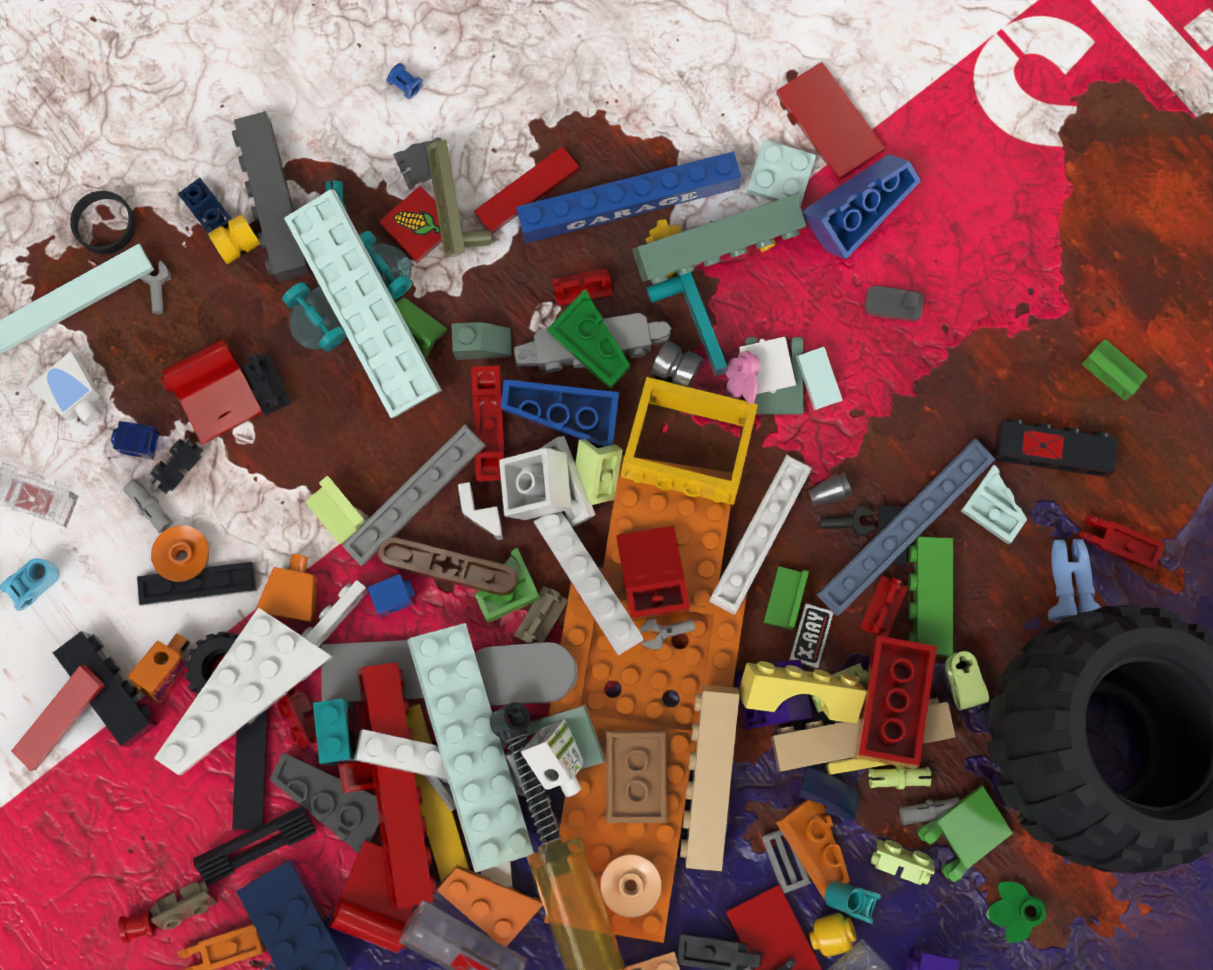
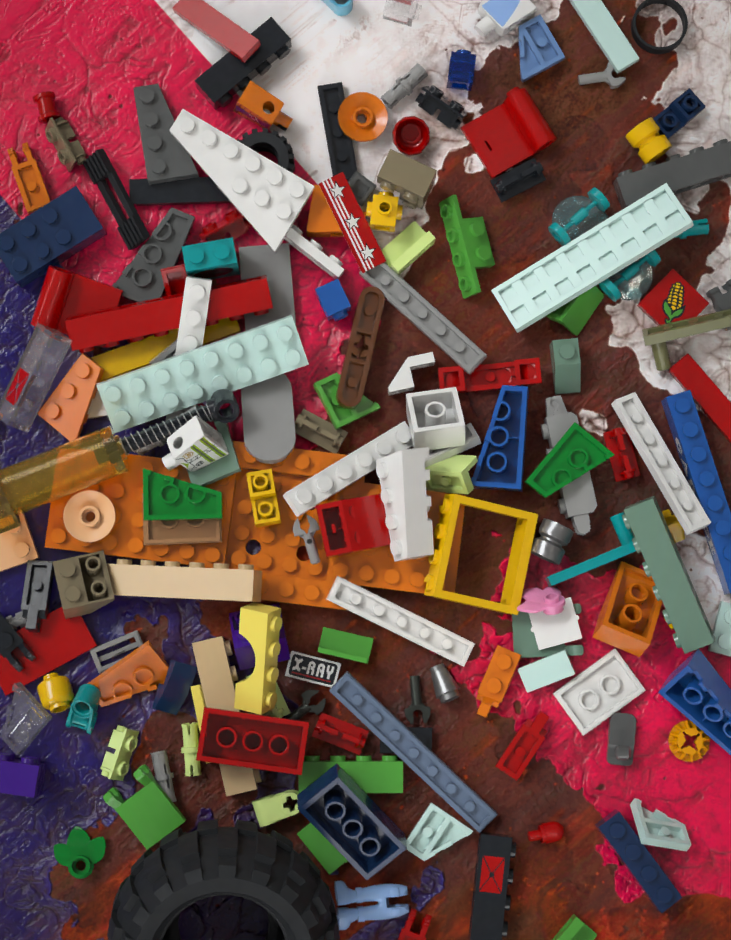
camera: 80 degrees right, 5 degrees up
(117, 356) = (537, 48): none -> medium blue wing
(203, 787) = (163, 154): none -> dark grey wing
(206, 499) = (411, 135): none -> red hair
(256, 502) = (408, 178): none -> dark tan brick
(262, 561) = (361, 187): none -> dark grey tile
(300, 539) = (384, 220): none -> yellow brick
(302, 568) = (352, 222): none -> red sticker
(336, 443) = (468, 245): none -> bright green bracket
(595, 243) = (661, 463): none -> white plate
(616, 780) = (178, 500): none -> green wing
(617, 681) = (263, 498): none -> yellow slope
(631, 516) = (406, 503): none -> white wedge
(708, 896) = (83, 583): none -> dark tan slope
(755, 286) = (628, 611): none -> orange slope
(827, 432) = (497, 679): none -> orange hinge
(842, 324) = (599, 692): none -> white tile
(855, 646) = (305, 708): none -> pearl dark grey bar
(895, 244) = (687, 753): none -> light orange gear
(901, 406) = (523, 746): none -> red hinge
(985, 595) = (351, 821): none -> dark blue brick
(992, 267) = (659, 829): none -> light aqua wing
(995, 386) = (547, 832): none -> red cylinder
(1008, 631) = (321, 848): none -> bright green panel
(1026, 290) = (638, 861): none -> dark blue brick

